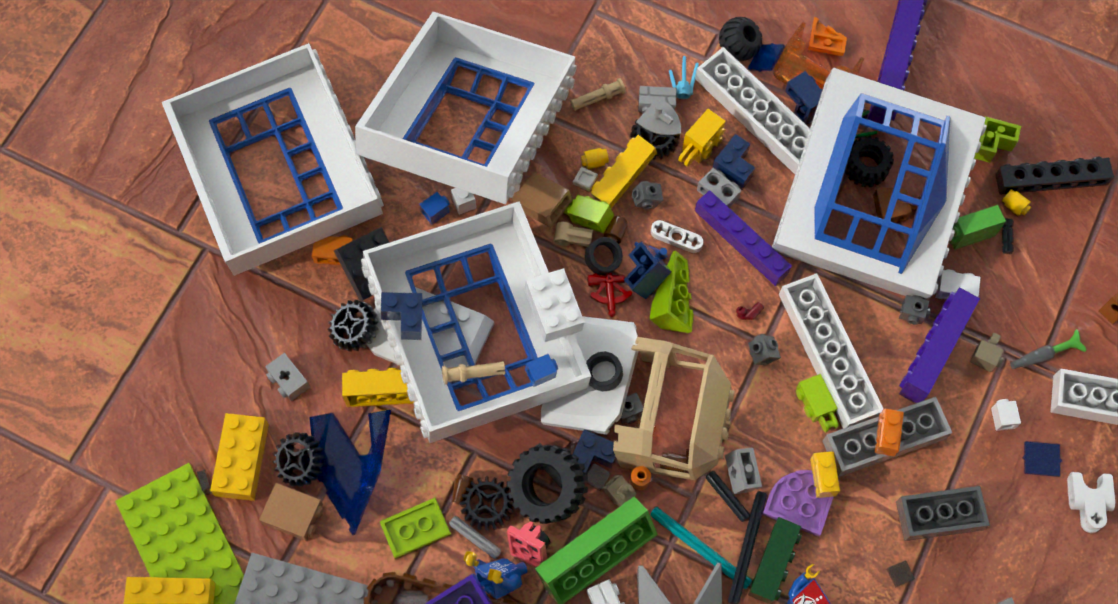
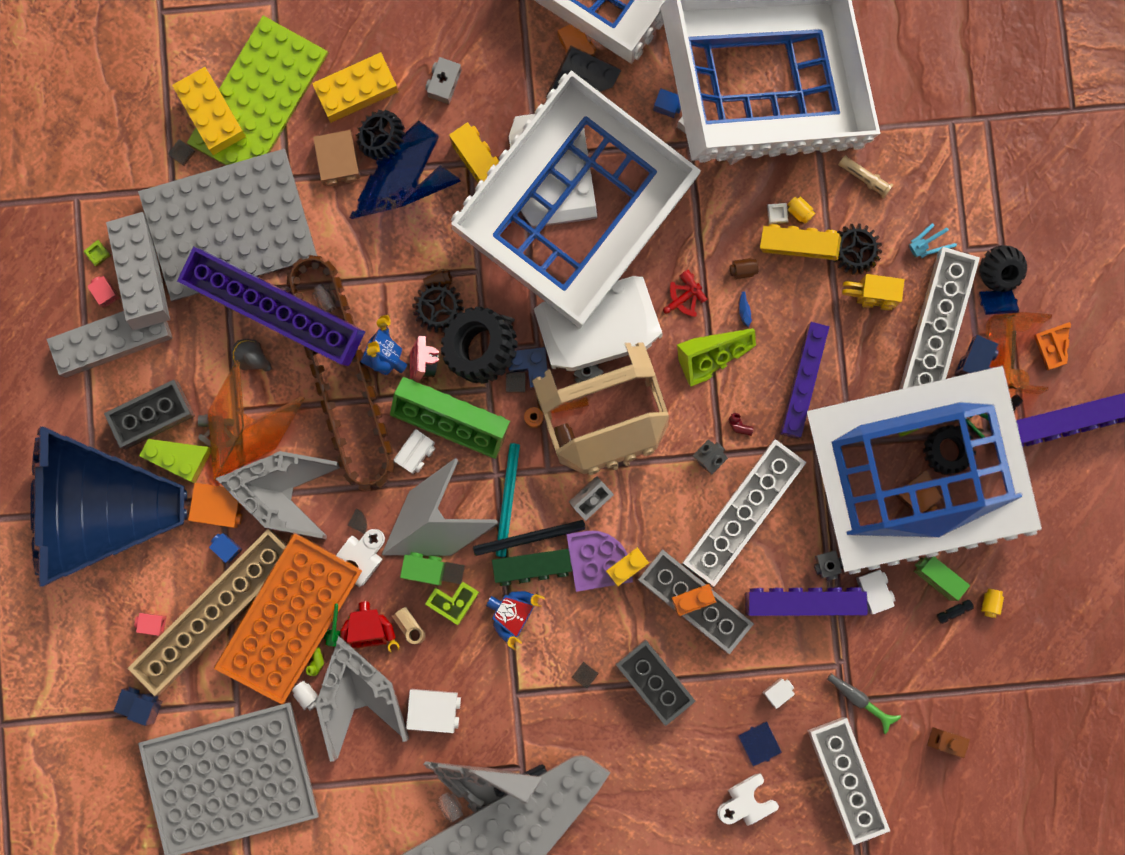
camera: 60 degrees right, 15 degrees up
(205, 481) = (319, 73): clear smoke tile -> none
(358, 329) = (508, 103): black gear -> none
(406, 308) = (540, 140): dark blue brick -> none
(415, 528) = (385, 263): lime tile -> none
(463, 372) = (515, 219): tan pin -> none
(475, 537) = (406, 312): light grey axle -> none
(541, 370) = (558, 281): blue brick -> none
(543, 199) = (731, 188): medium nougat brick -> none
(554, 305) = (621, 256): white brick -> none
(567, 234) = (714, 230): tan piece -> none
(590, 213) = (744, 235): lime brick -> none
(615, 249) = (712, 286): black tyre -> none
(615, 380) = (603, 347): black tyre -> none
(618, 490) = (512, 406): dark tan brick -> none
(647, 195) = (792, 275): dark grey brick -> none
(649, 94) = (893, 230): light grey brick -> none
(649, 270) = (719, 318): dark blue brick -> none
(660, 118) = (873, 244): light grey shield -> none
(674, 229) = (764, 310): white beam -> none
(723, 186) = (836, 334): light grey brick -> none
(726, 494) = (564, 497): black axle -> none
(732, 162) = (872, 328): dark blue brick -> none
(817, 401) = (692, 527): lime brick -> none
(987, 354) = (826, 650): dark tan brick -> none
(997, 135) = (1048, 546): lime brick -> none
(1101, 175) = (1078, 658): black brick -> none

